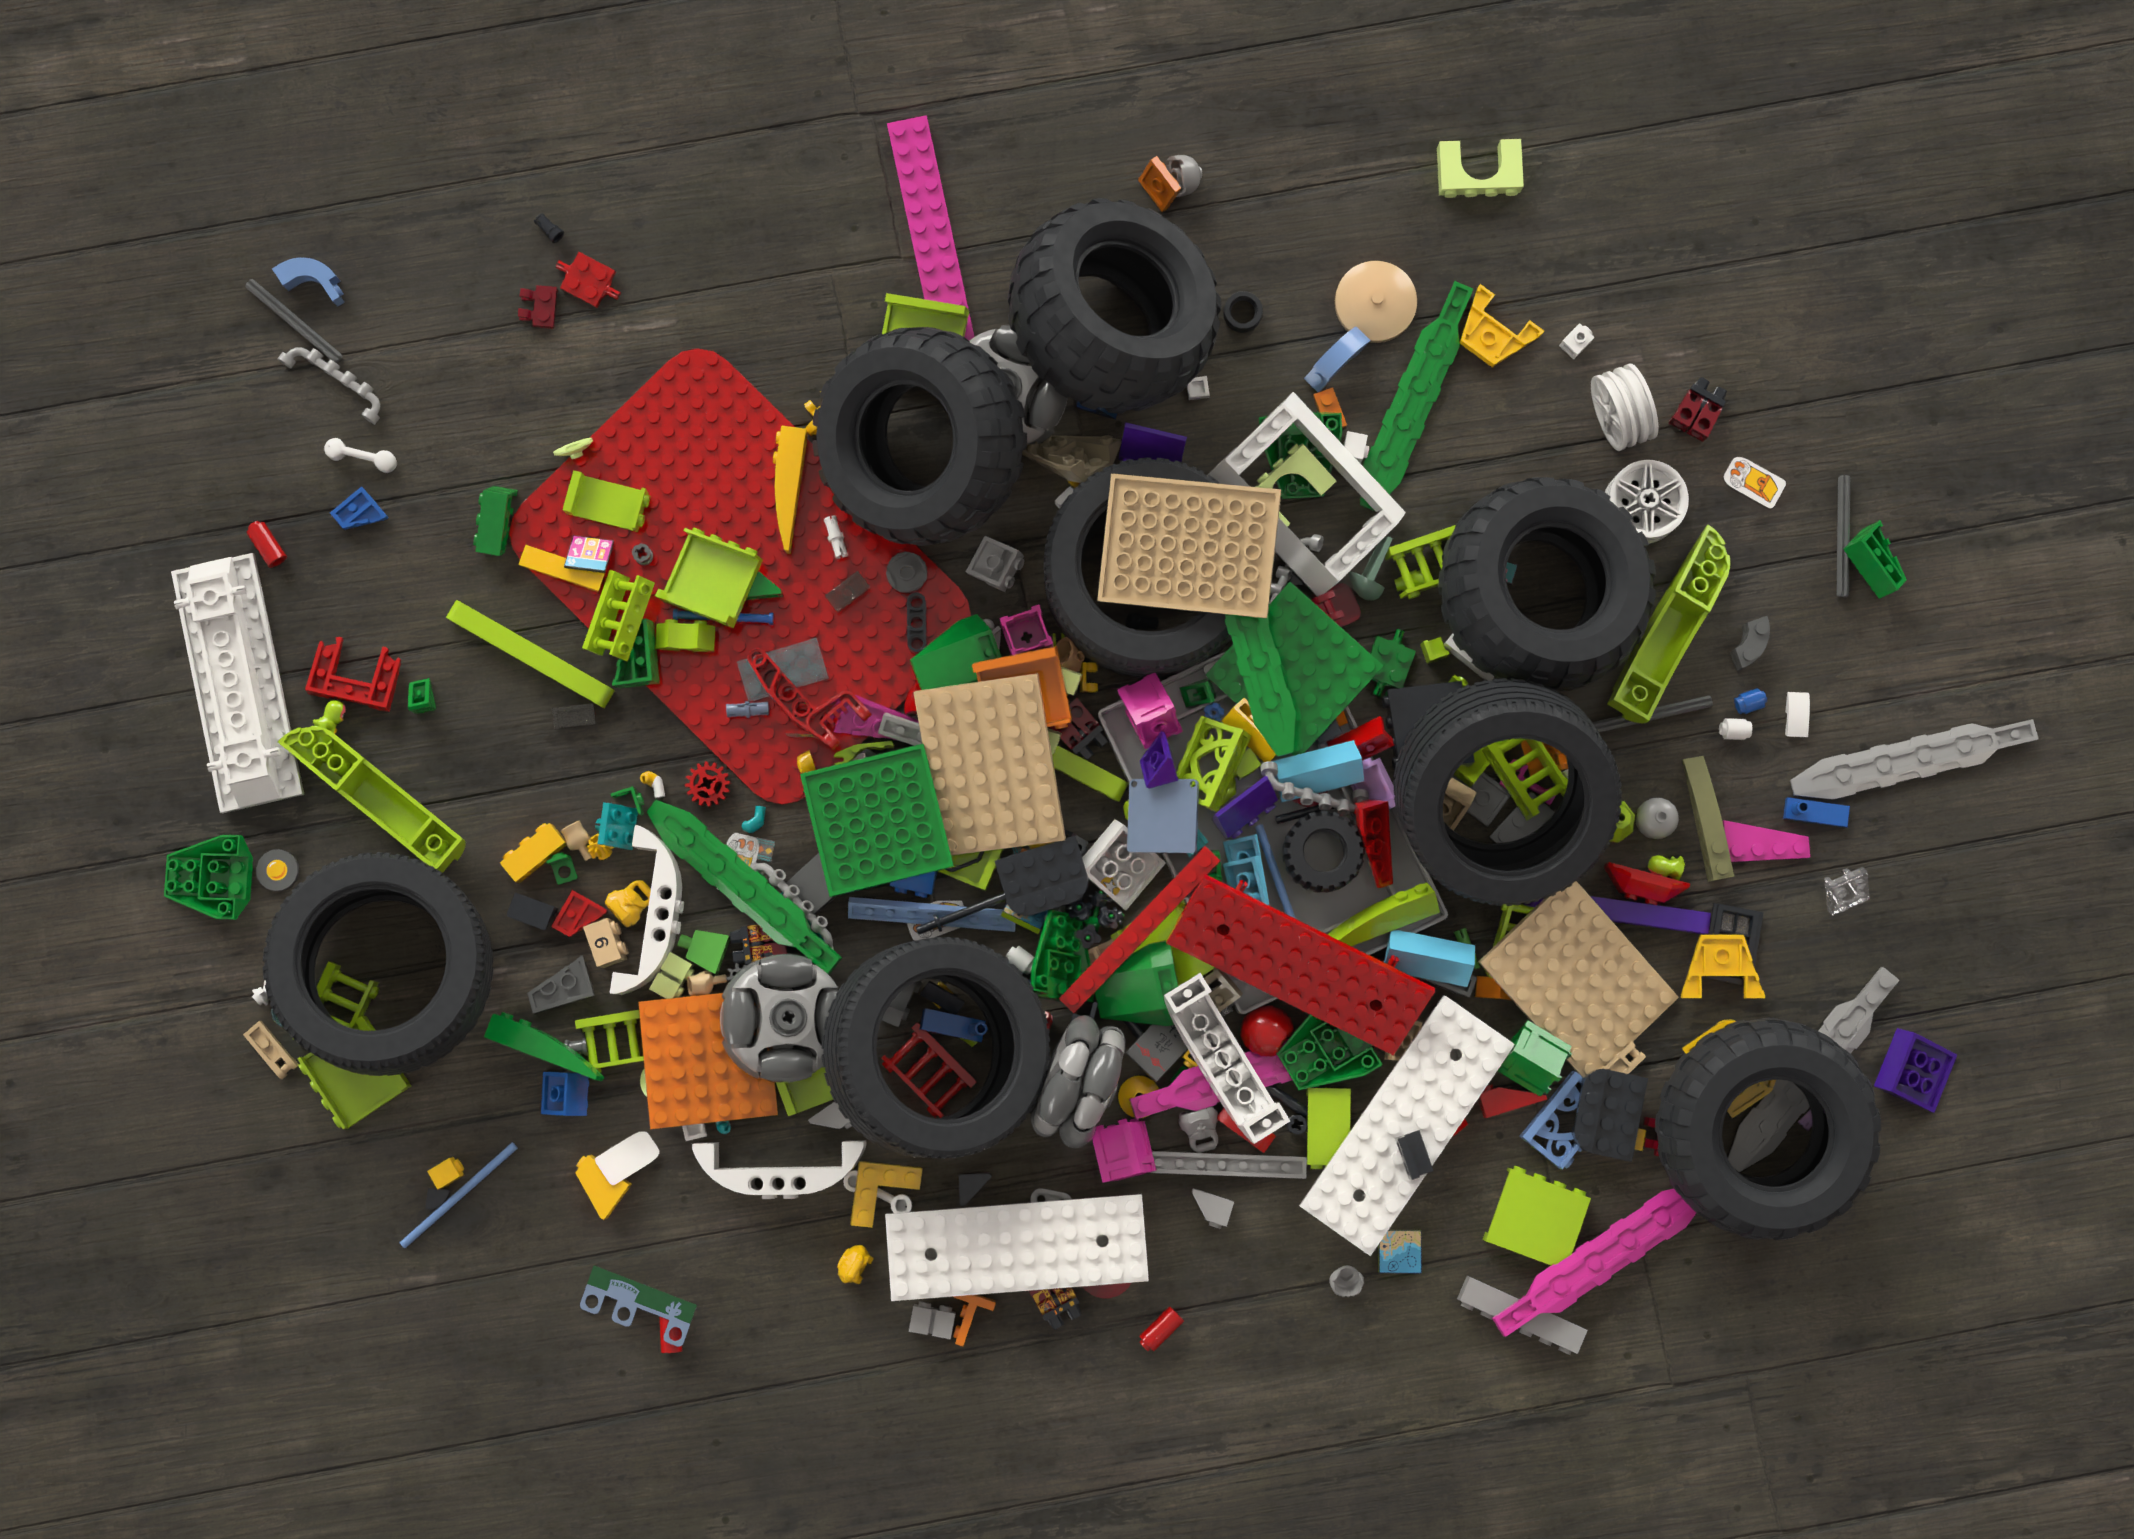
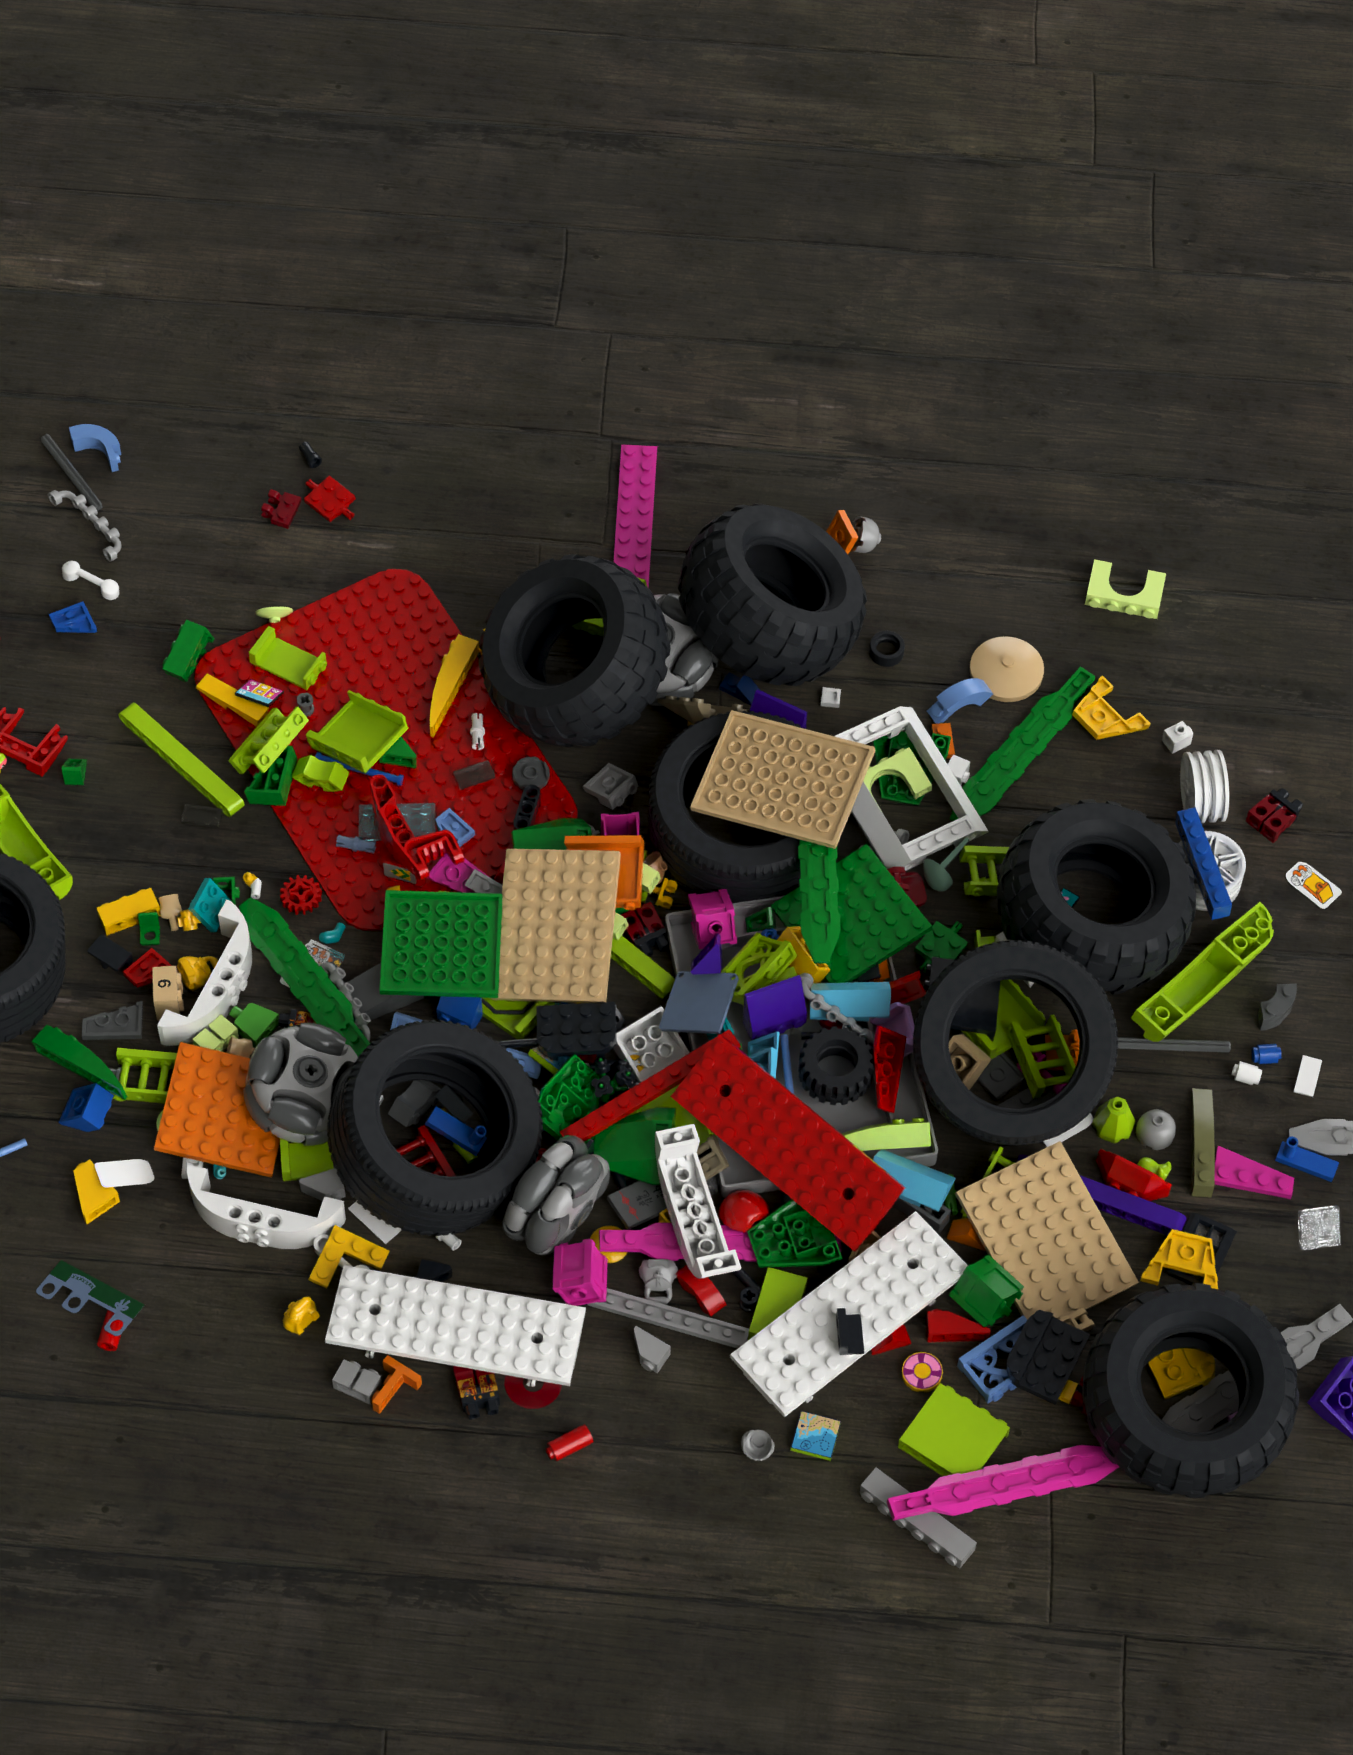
camera: 15 degrees right, 25 degrees down
(845, 666) = (451, 821): none -> medium blue wing
(1487, 1153) = (922, 1372): none -> tile
(1646, 507) = (1203, 863): none -> blue brick

